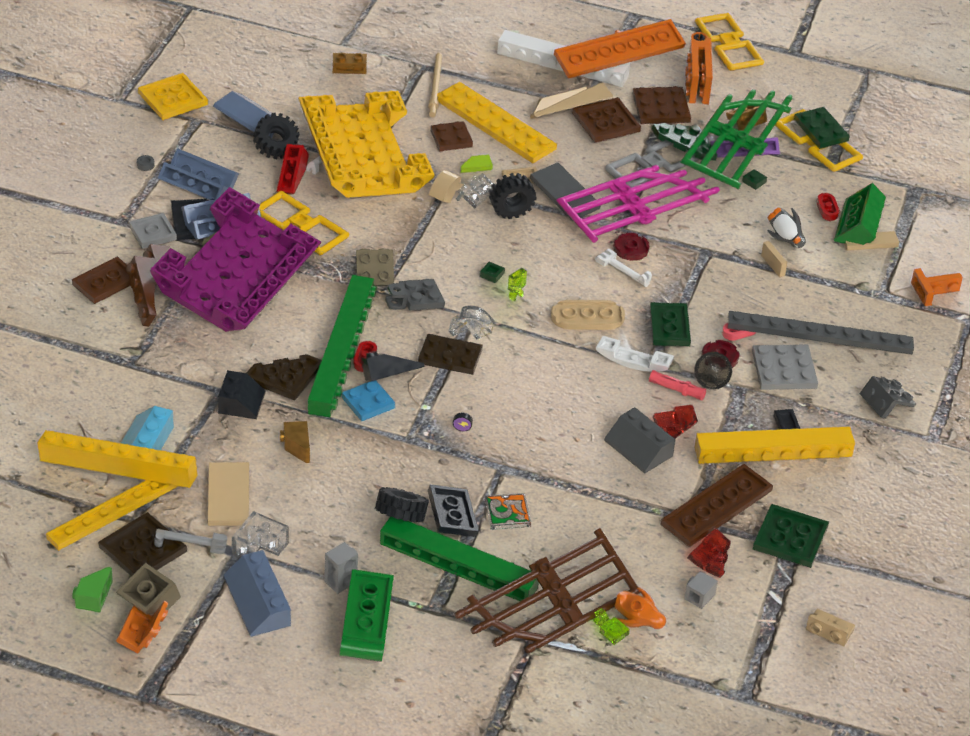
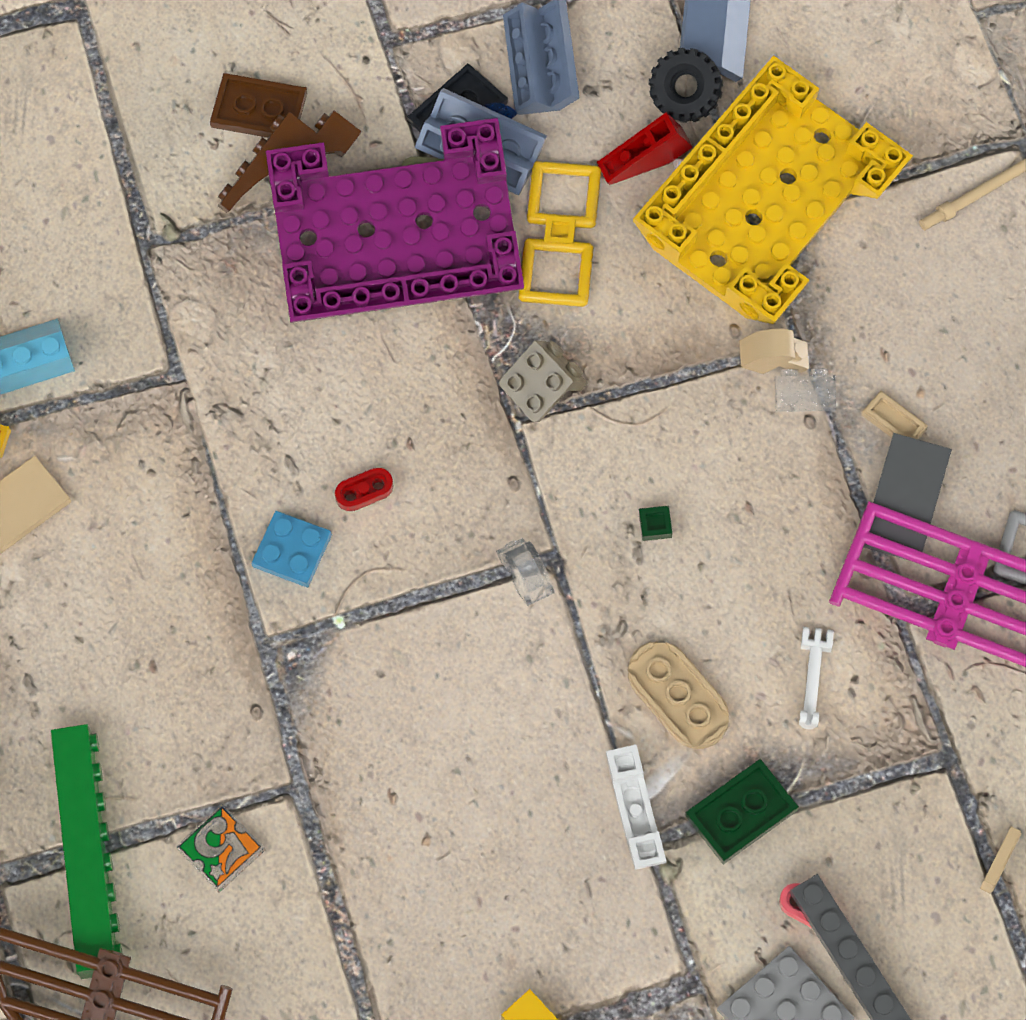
camera: 60 degrees right, 25 degrees up
(152, 230) = (392, 87): light grey plate -> none
(240, 396) = (173, 405): black slope -> none
(285, 375) = (255, 426): dark brown plate -> none
(296, 439) = (147, 523): pearl gold slope -> none
(341, 346) = (360, 448): green brick -> none
(349, 63) = (926, 54): pearl gold bracket -> none
(382, 365) = (359, 529): black slope -> none
(401, 504) = (125, 715): black tyre -> none
(411, 292) = (519, 457): dark grey plate -> none
(450, 354) = (457, 582): dark brown plate -> none
(451, 136) = (900, 279): reddish brown plate -> none
(452, 510) = (158, 786): black plate -> none
(462, 422) = (333, 686): tile -> none
(477, 163) = (870, 351): lime tile -> none
(496, 122) = (983, 312): yellow plate -> none
(514, 205) = (813, 446): black tyre -> none
(516, 282) = (642, 571): clear neon green plate -> none
(631, 246) = (869, 656): dark red tile -> none
(640, 440) = (471, 924): dark grey slope -> none
(676, 421) = (548, 944): clear red slope -> none
(683, 387) = (630, 935): coral pin -> none
(713, 370) = (674, 931): clear smoke cylinder -> none
(725, 348) = (740, 914): dark red tile -> none

